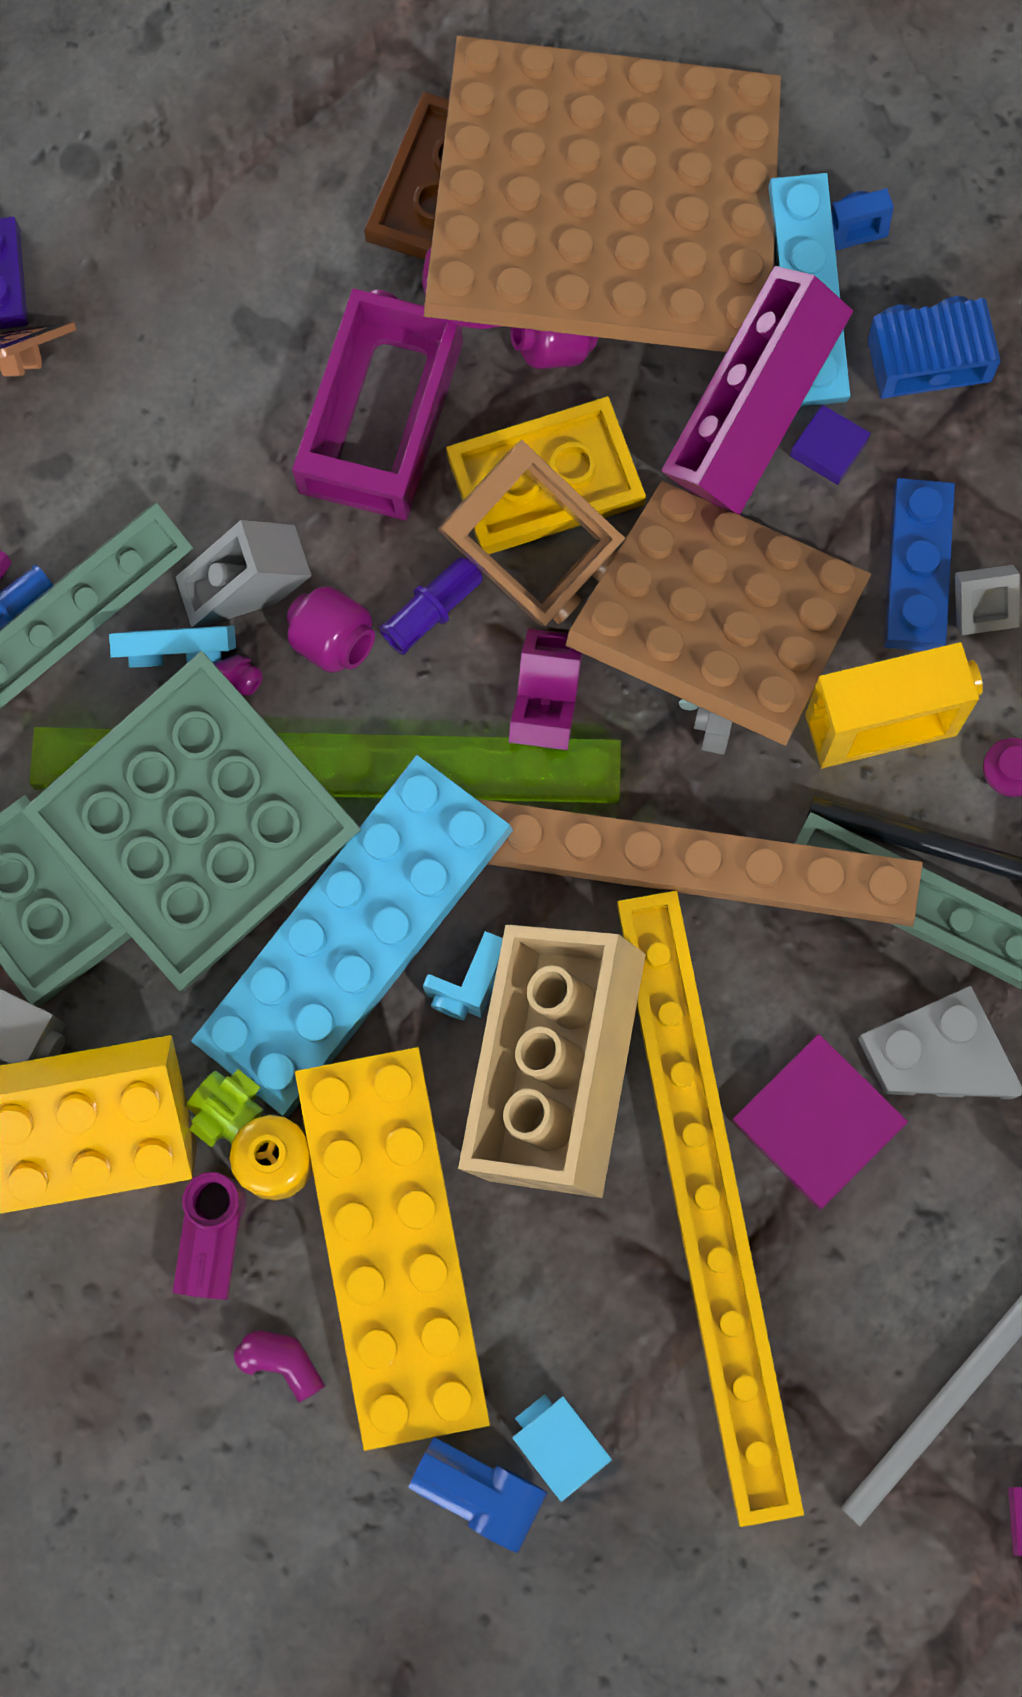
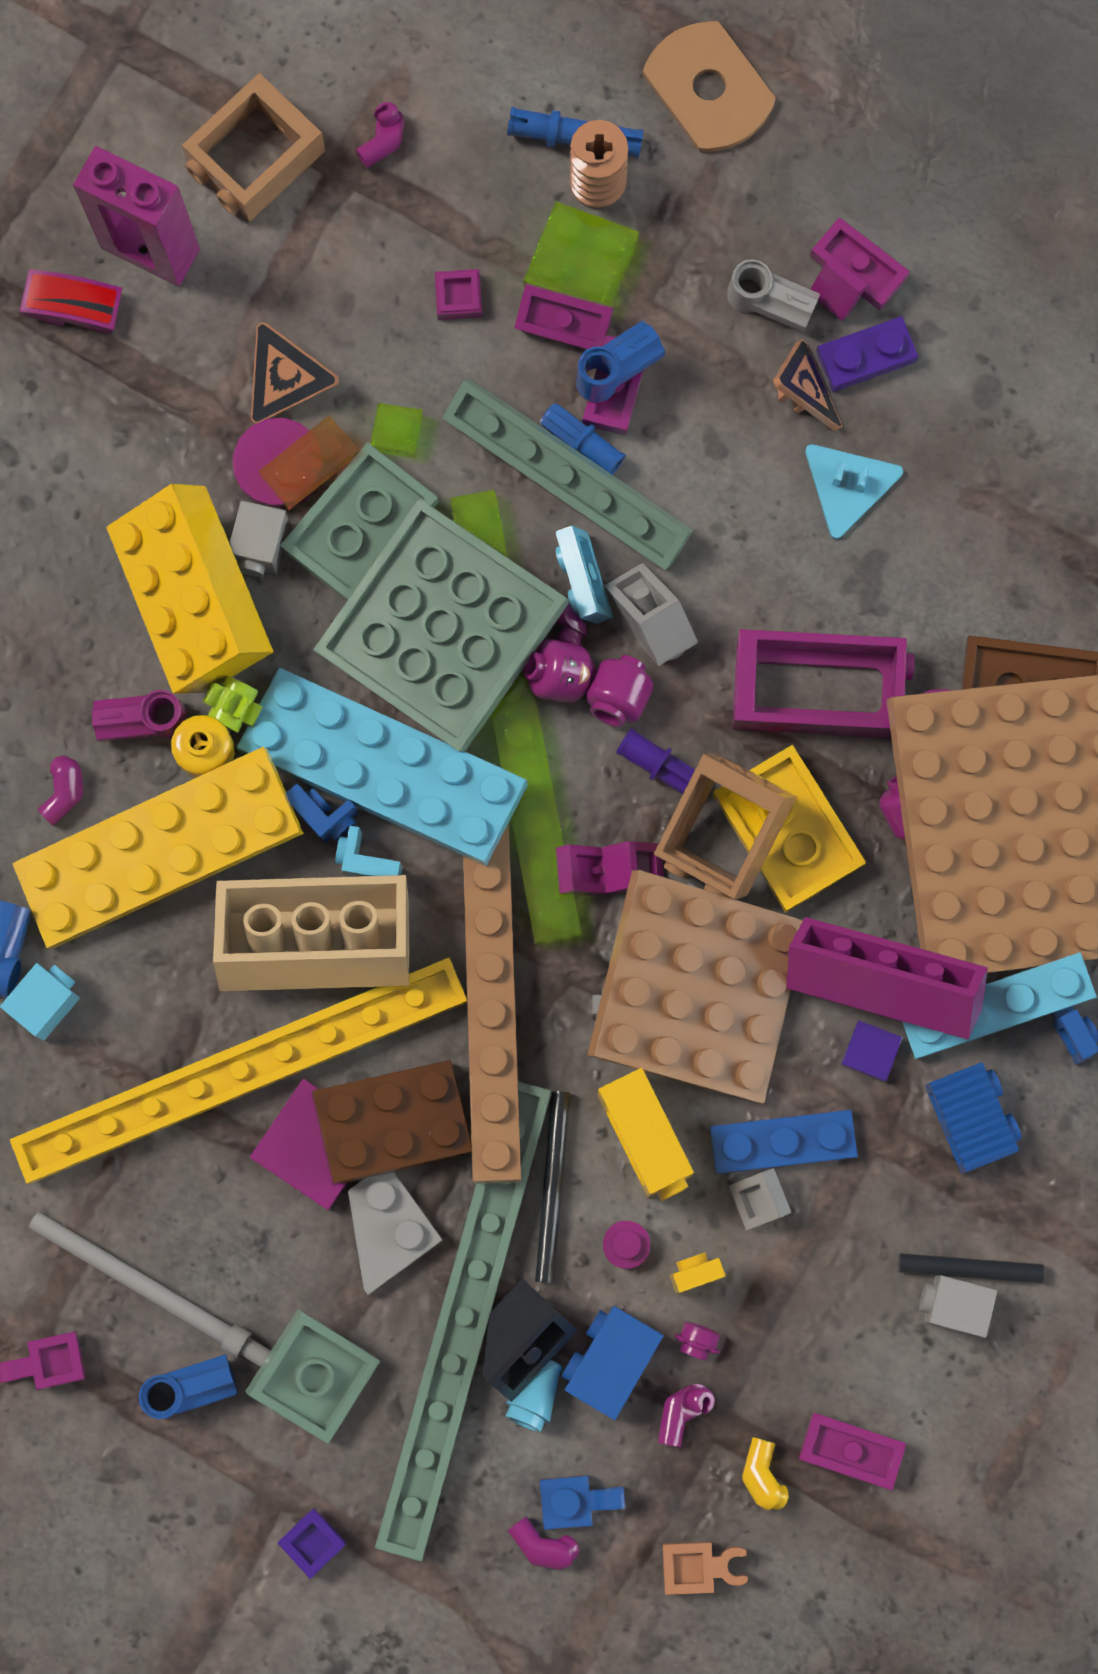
camera: 75 degrees right, 5 degrees up
(145, 331) = (848, 485): none -> medium azure piece
(289, 691) = (559, 671): none -> magenta head
(391, 1033) = (312, 811): none -> blue bracket
(813, 1017) = (391, 1122): none -> reddish brown plate

